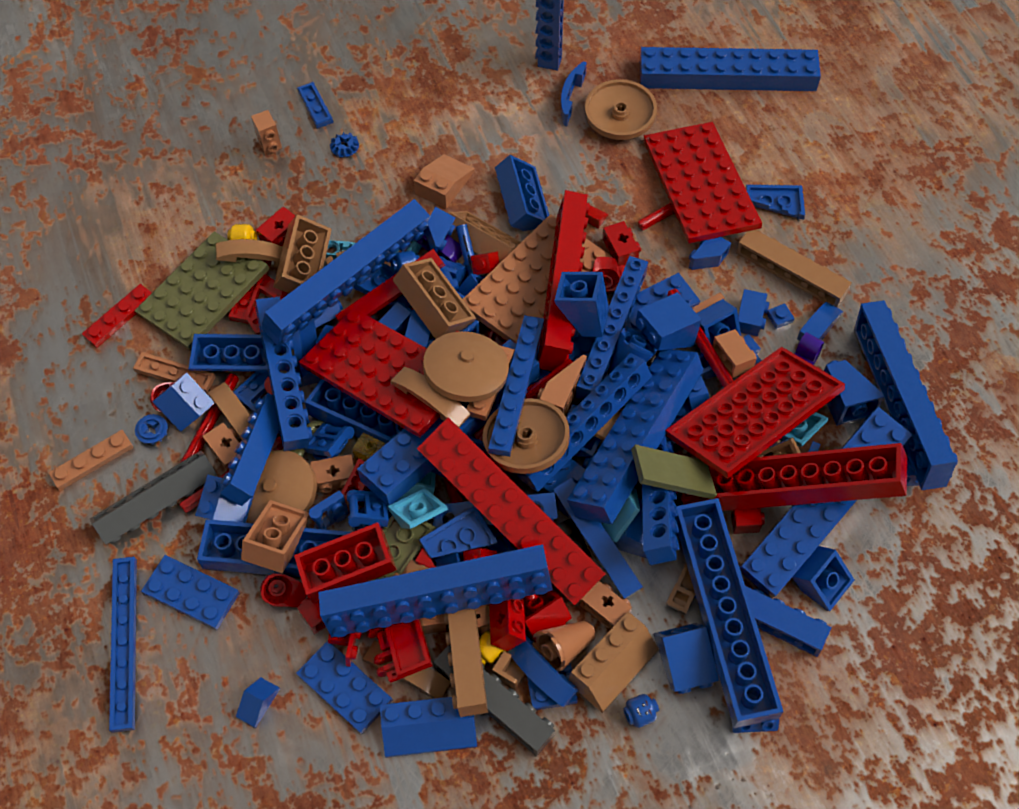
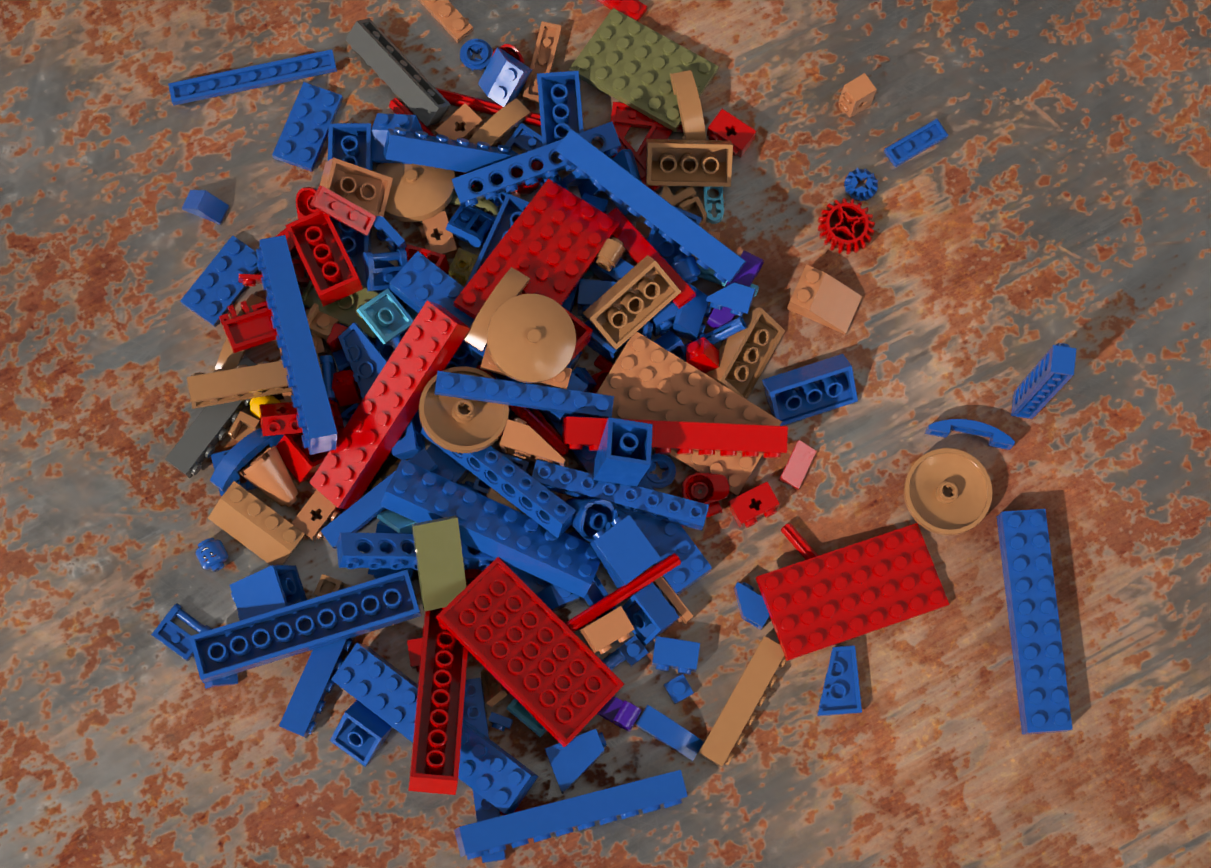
camera: 80 degrees right, 15 degrees up
(242, 231) = (716, 95): yellow head -> none
(300, 537) = (343, 210): none -> red plate
(372, 150) = (841, 210): none -> red gear
(383, 315) = (610, 254): none -> medium nougat brick
(425, 727) = (185, 354): blue slope -> none
(727, 752) = (174, 636): none -> blue plate

